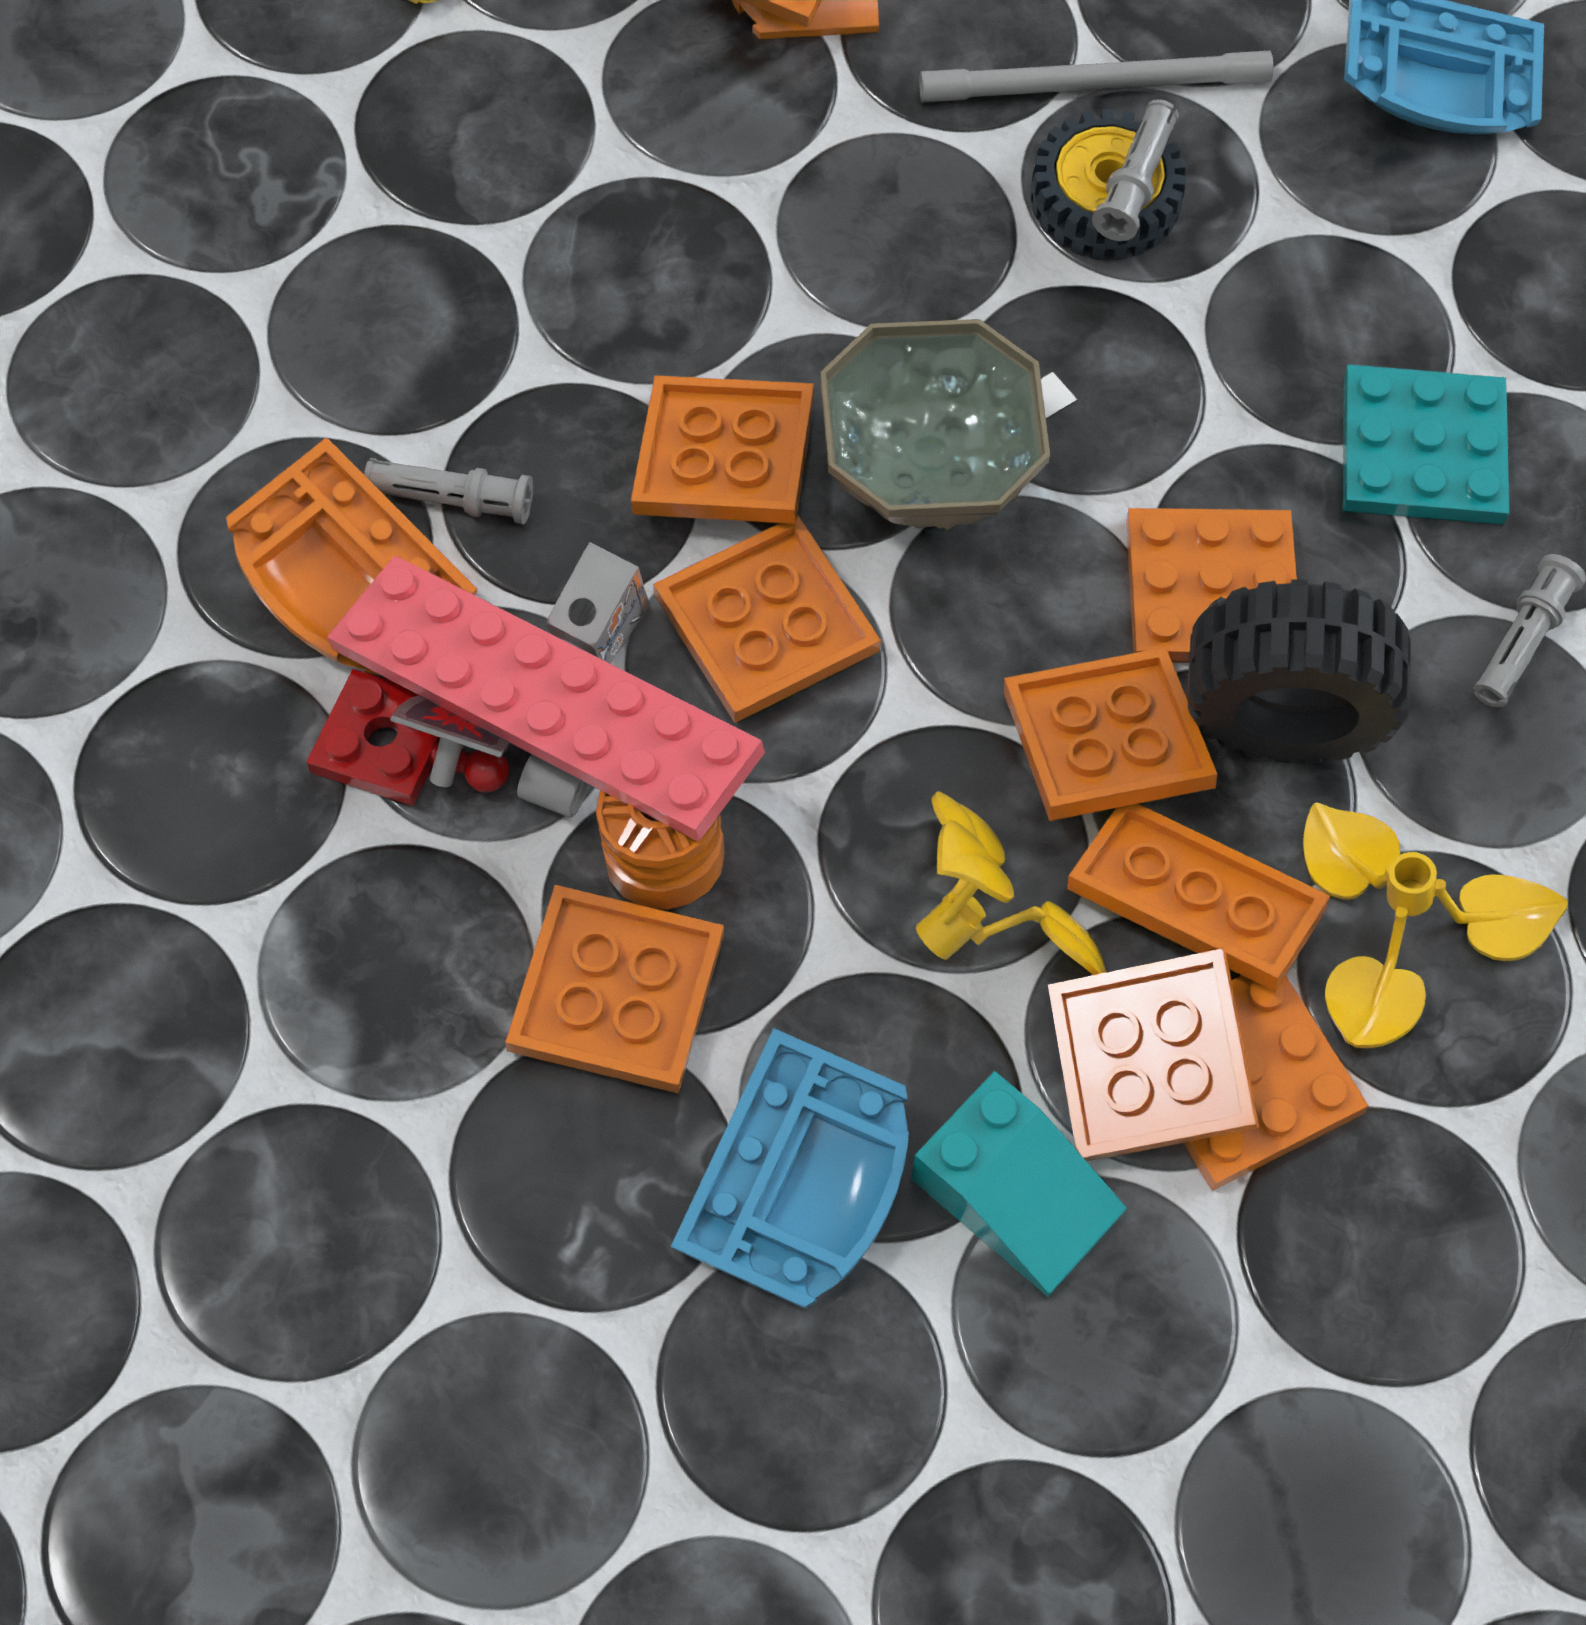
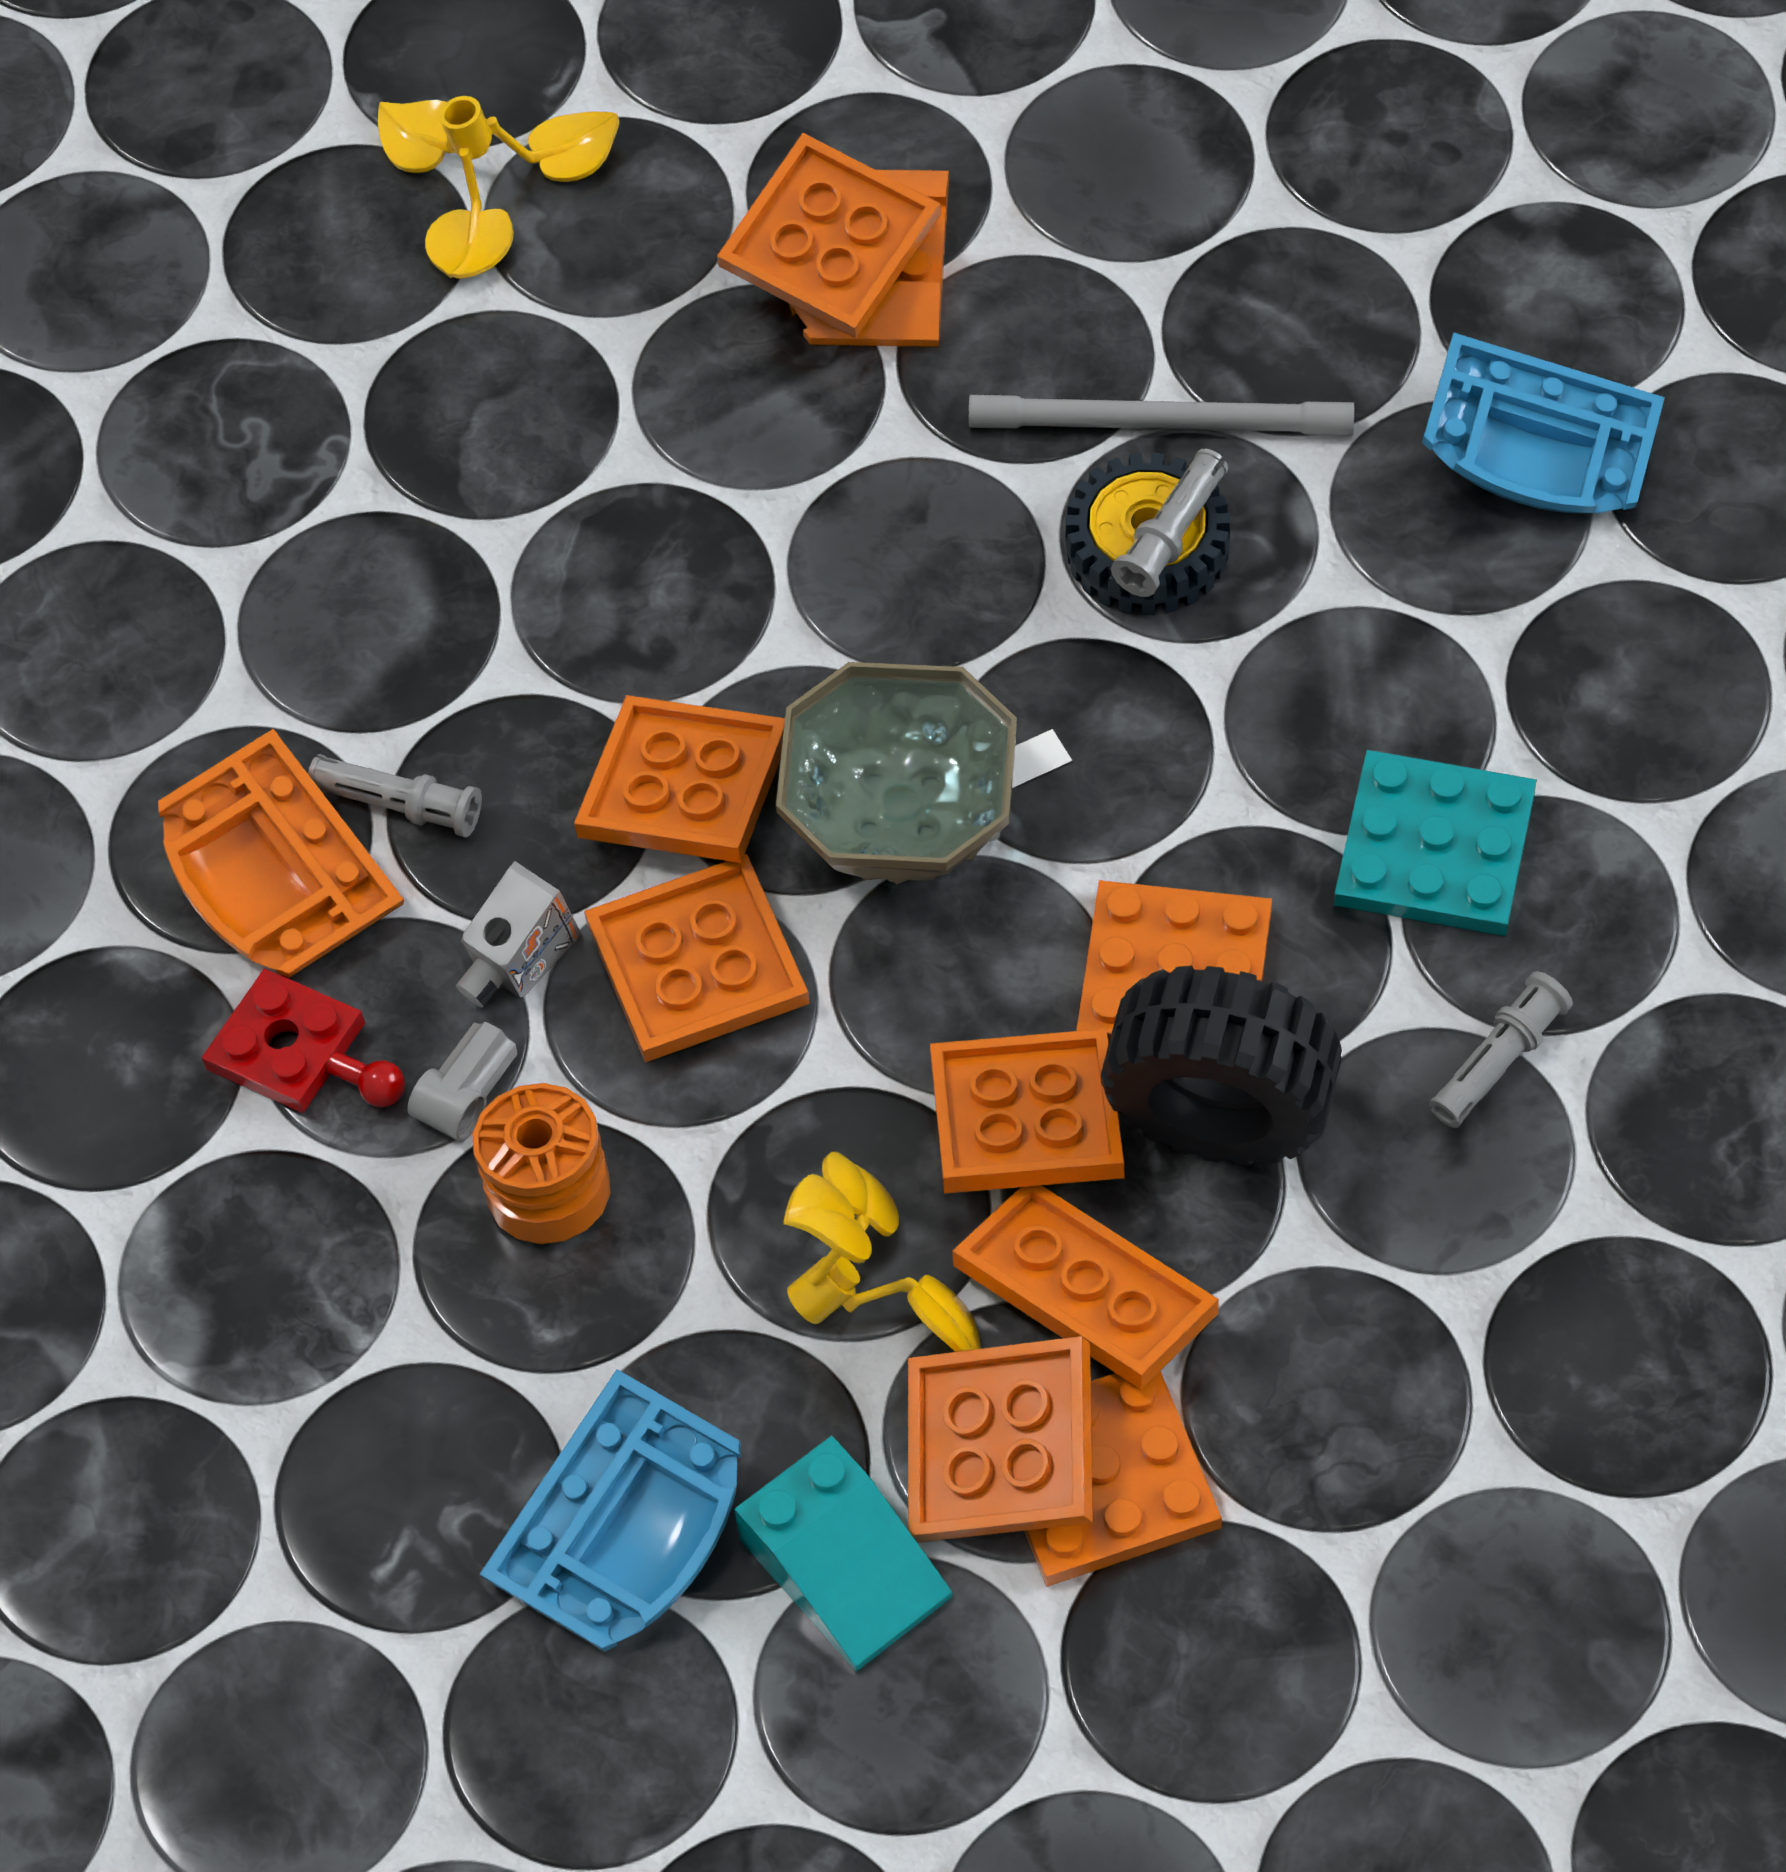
camera: 15 degrees right, 5 degrees down
(454, 734) = (358, 1031): shield -> none
(548, 697) = (445, 1013): coral plate -> none
(615, 989) = (472, 1316): orange plate -> none
(1373, 1000) = (1267, 1258): yellow plant -> none

